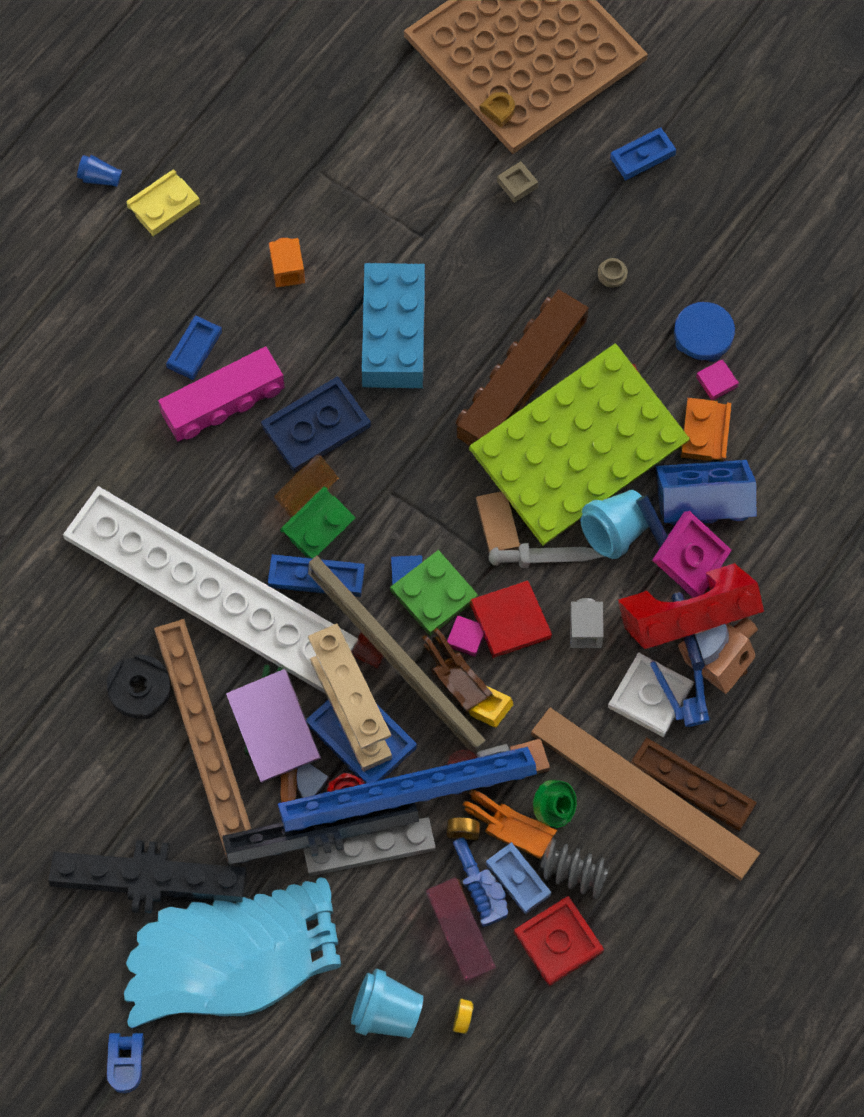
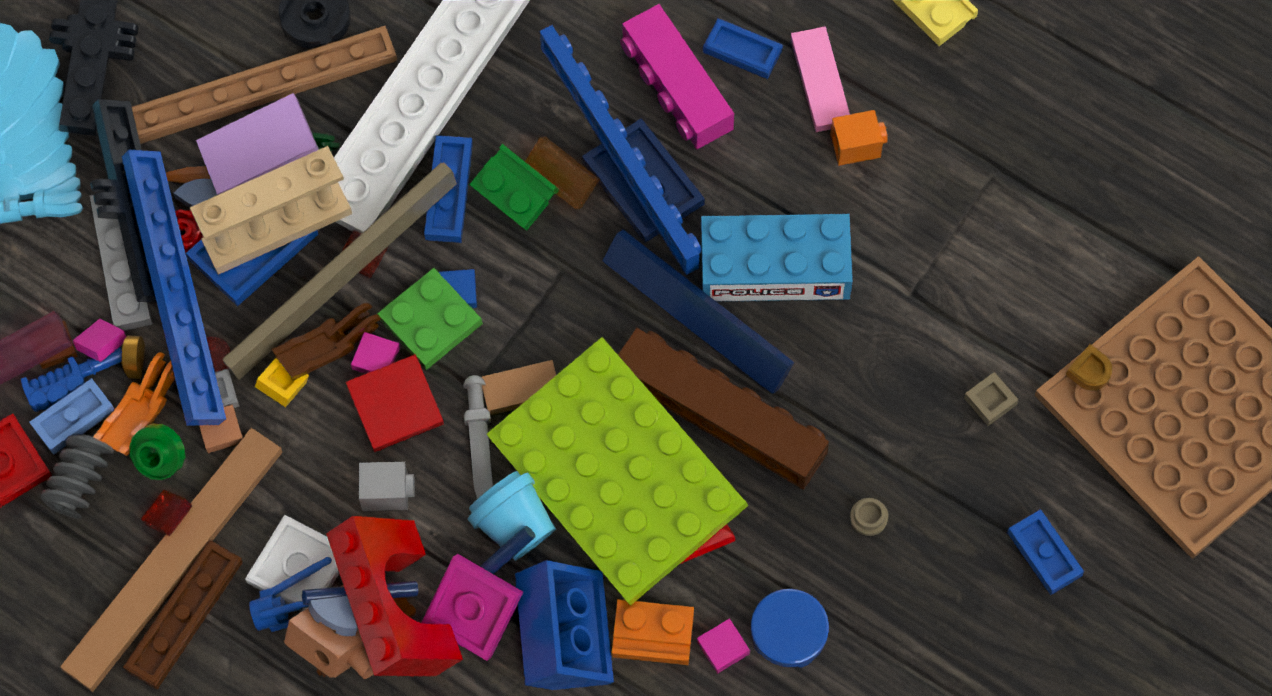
camera: 90 degrees right, 0 degrees up
(227, 289) = (819, 77): none -> bright pink tile
(295, 433) = (627, 159): none -> blue plate
(436, 386) = (698, 311): none -> dark blue tile
(449, 856) = (99, 340): none -> dark pink tile
(607, 796) = (166, 512): none -> clear red tile

